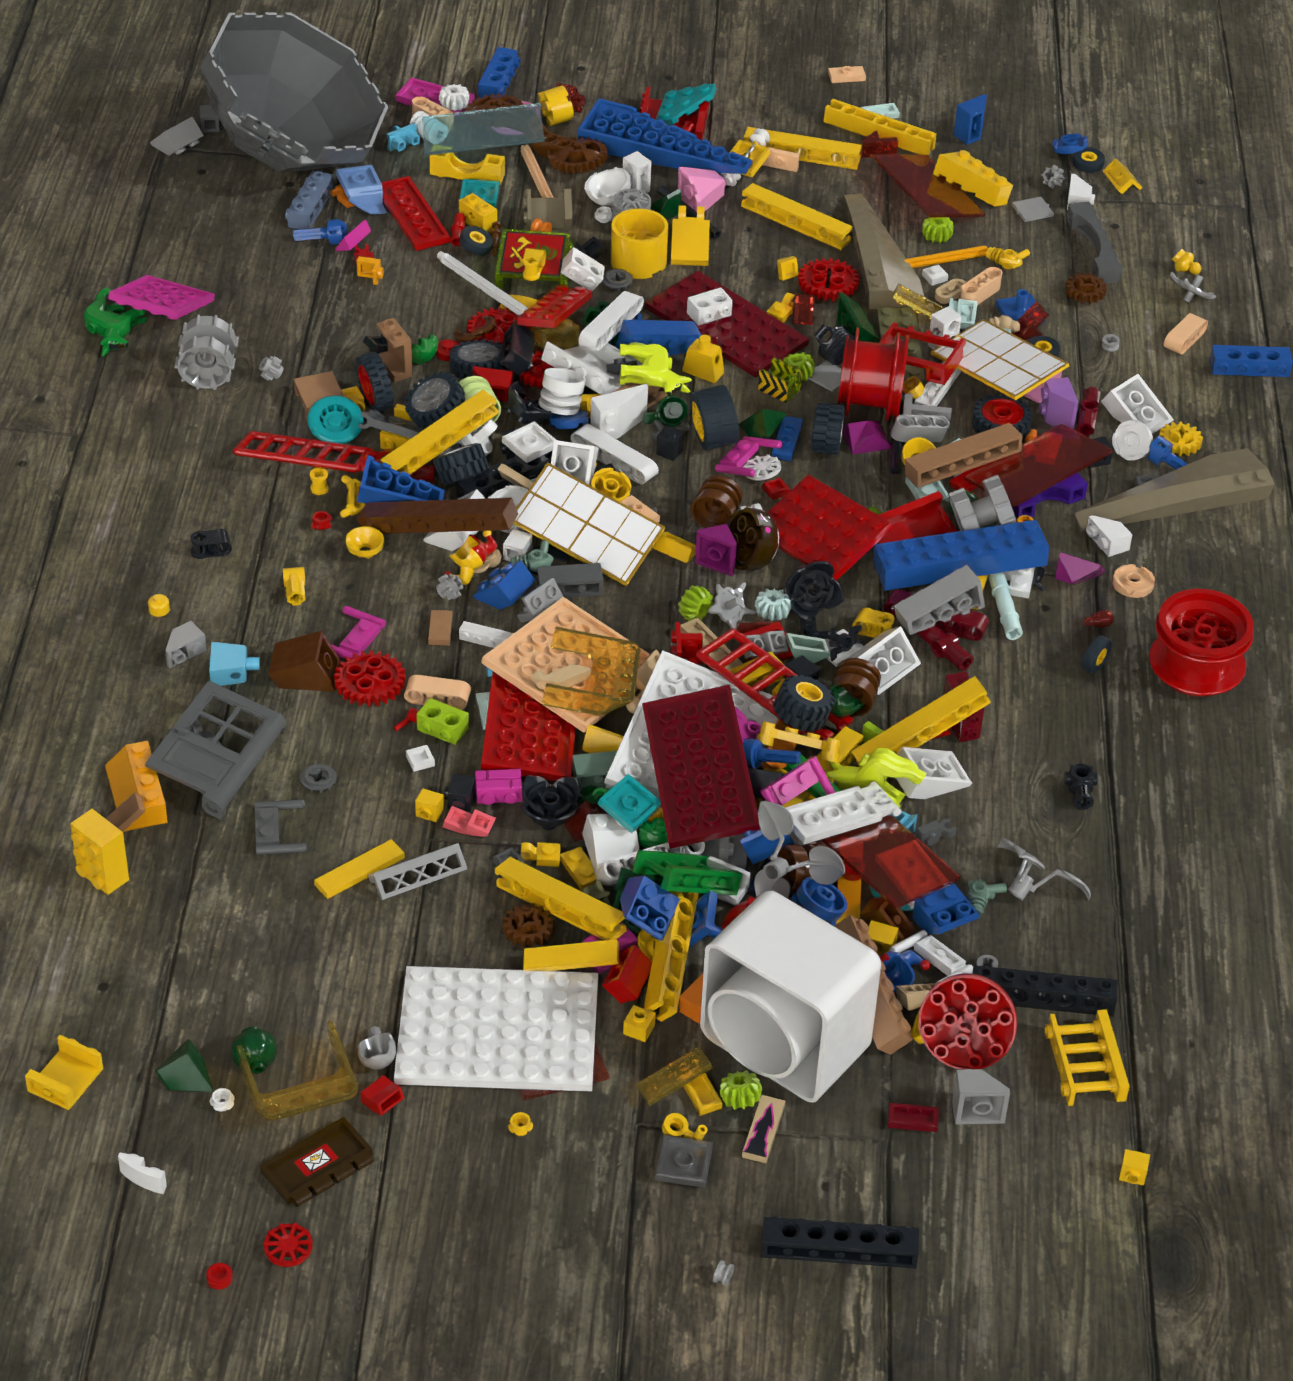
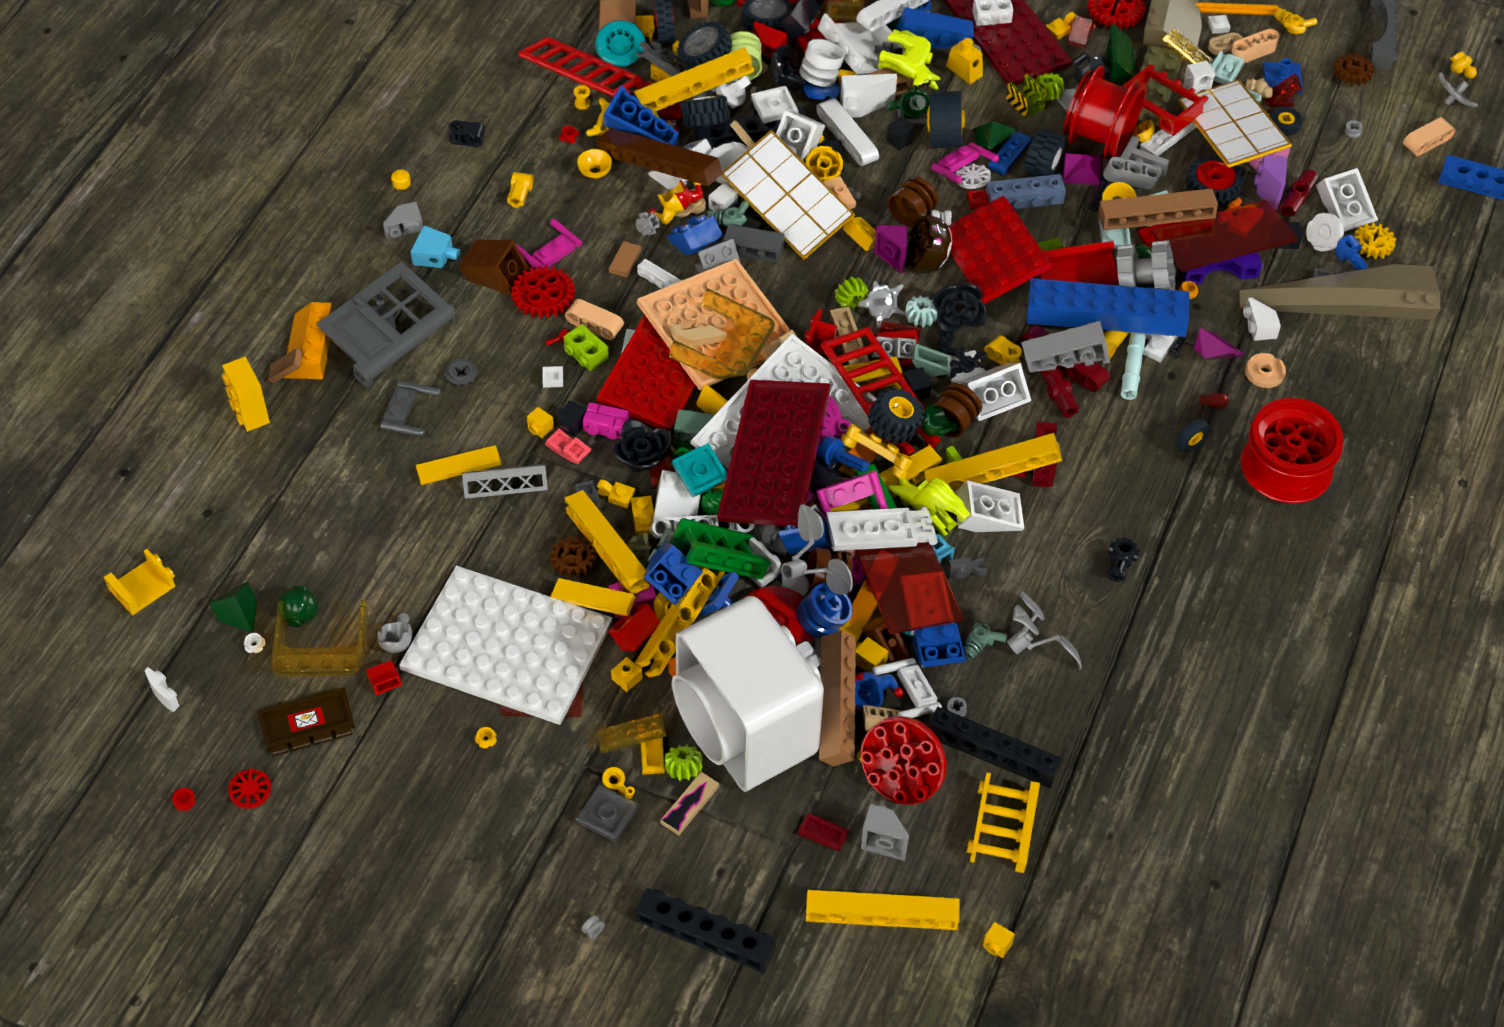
camera: 20 degrees right, 10 degrees up
(827, 468) = (1028, 191): none -> sand blue brick
(1007, 1172) = (882, 910): none -> yellow piece

